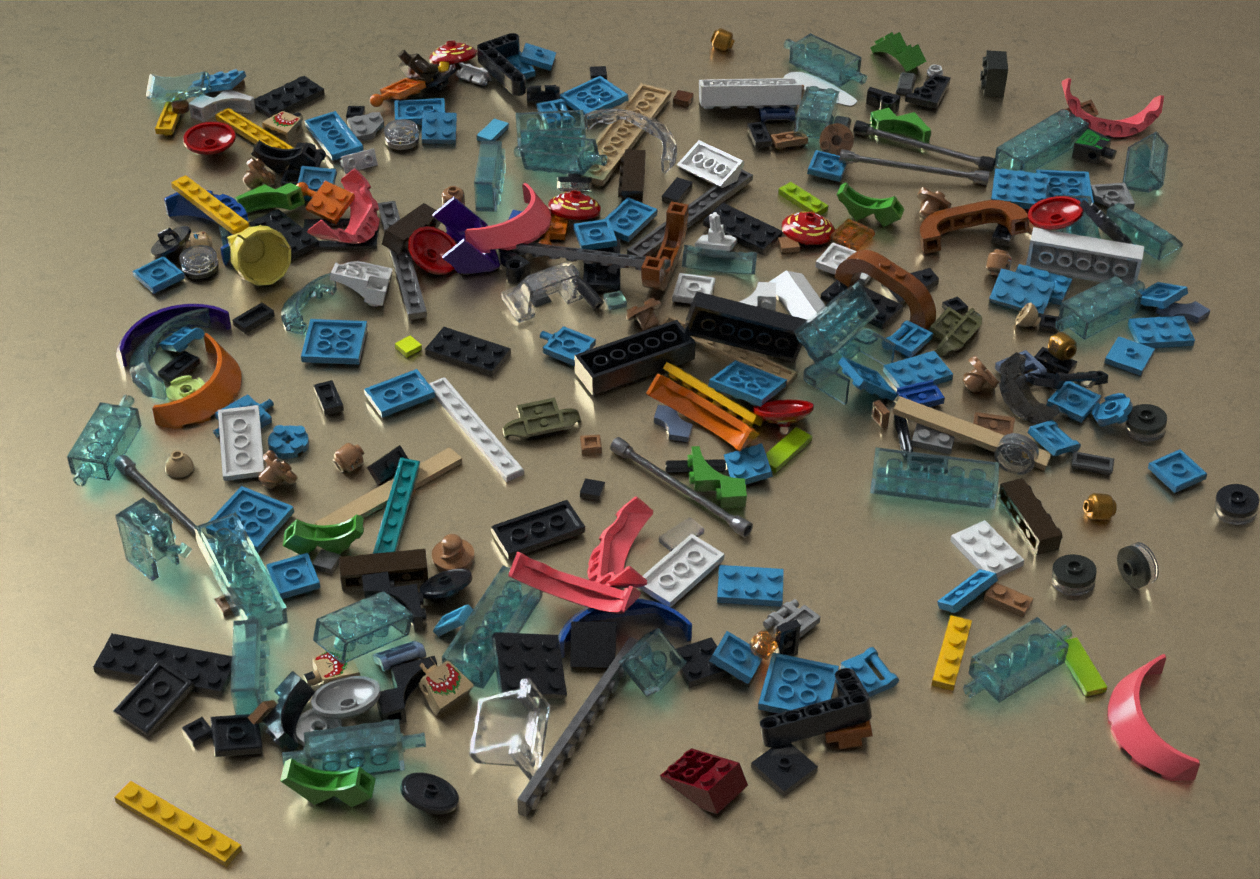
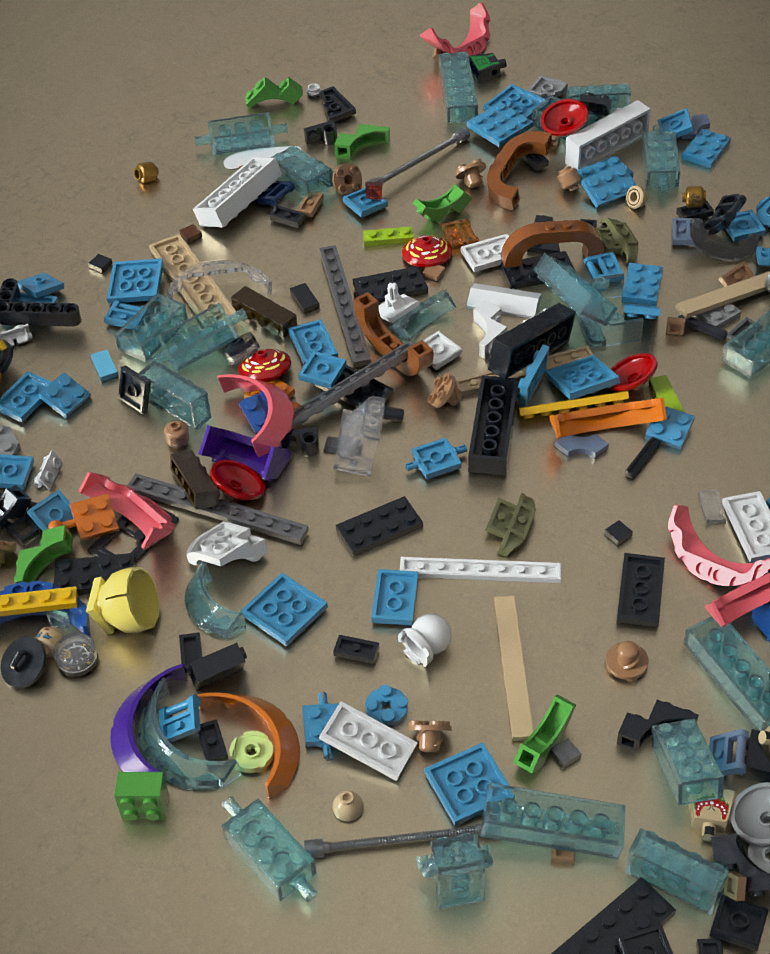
camera: 50 degrees left, 5 degrees up
(97, 353) = (142, 795): none -> bright green brick
(158, 274) = (58, 695): dark azure plate -> none
(240, 329) = (217, 666): none -> black brick
(293, 575) = (570, 779): dark azure plate -> none
(348, 457) = (451, 672): medium nougat head -> none
(367, 425) = (426, 638): none -> white tile
(386, 465) = (482, 649): black plate -> none
(397, 506) = (543, 670): teal tile -> none
(401, 134) = (46, 423): clear piece -> none
(402, 567) = (606, 722): dark brown brick -> none
(408, 346) = (336, 562): neon yellow tile -> none
(446, 584) = (665, 680): black shield -> none
(453, 620) = (716, 696): medium azure tile -> none
(473, 154) = (134, 389): none -> black plate
(535, 94) = (93, 309): black hinge -> none
(591, 444) = (563, 506): medium nougat tile -> none
(615, 300) = (403, 402): clear light blue tile -> none
(704, 478) = (668, 456): bright green arch -> none
(710, 350) = (534, 374): none -> dark azure plate
(712, 164) = (302, 259): white slope -> none
(738, 524) = (731, 466): flat silver hose -> none
(837, 159) = (373, 190): none -> clear red tile
(906, 83) = (309, 112): dark grey tile -> none
(922, 393) = (671, 294): blue plate -> none
(978, 376) = (682, 253): medium nougat plate -> none
(986, 163) = (445, 125): flat silver hose -> none
(994, 73) = (359, 62): pearl dark grey brick -> none
(1047, 323) = (652, 192): black tile -> none
(1129, 356) = (717, 175): dark azure plate -> none
(1146, 164) = (529, 55): clear light blue slope -> none

